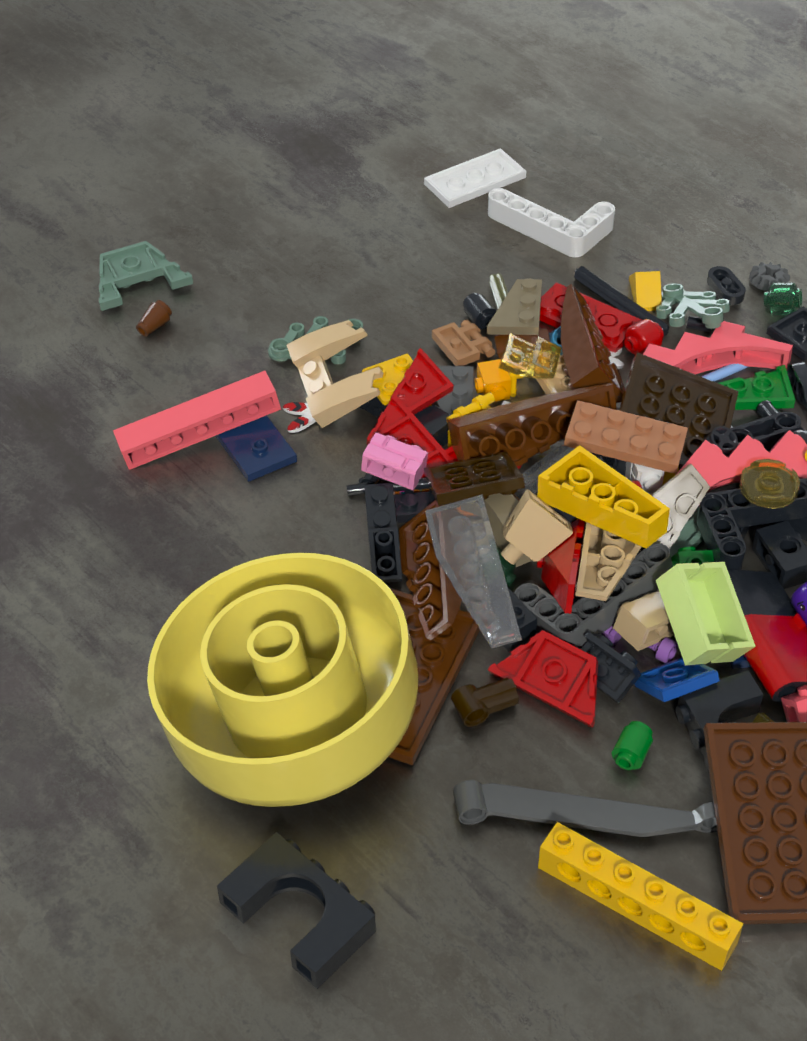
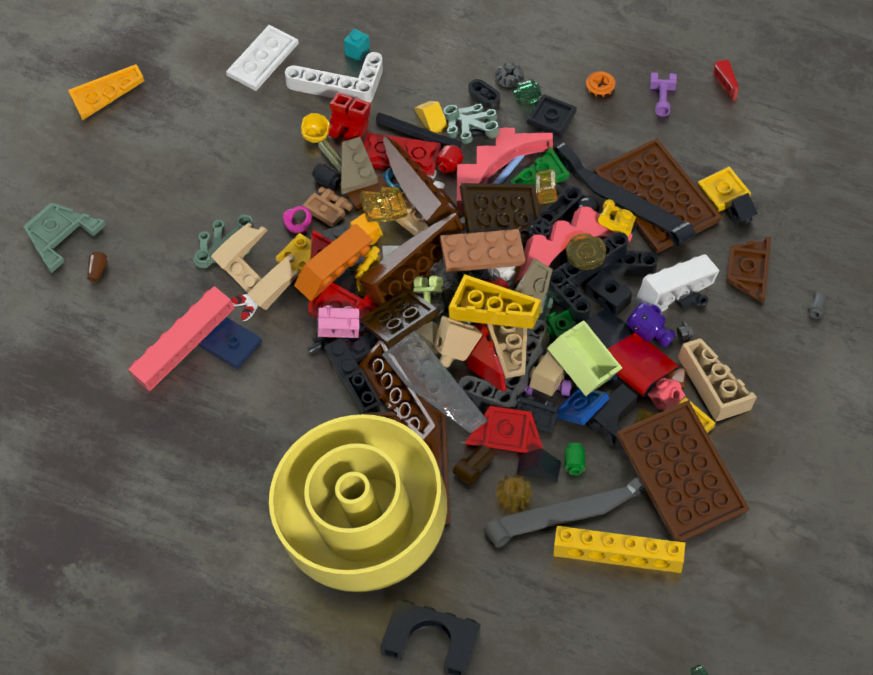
camera: 25 degrees left, 10 degrees up
(275, 157) = (100, 92): none -> light orange wing
(412, 337) = (299, 228): none -> dark pink piece
(423, 387) = (333, 261): none -> orange wedge
(493, 257) = (314, 127): none -> yellow hair
(522, 756) = (507, 492): none -> clear yellow gear
(536, 462) = (421, 286): none -> yellowish green bar
(540, 256) = (348, 117): none -> red hips
(578, 736) = (539, 465): none -> black slope
(591, 190) = (356, 45): none -> teal brick
(754, 402) = (546, 186): none -> clear yellow slope

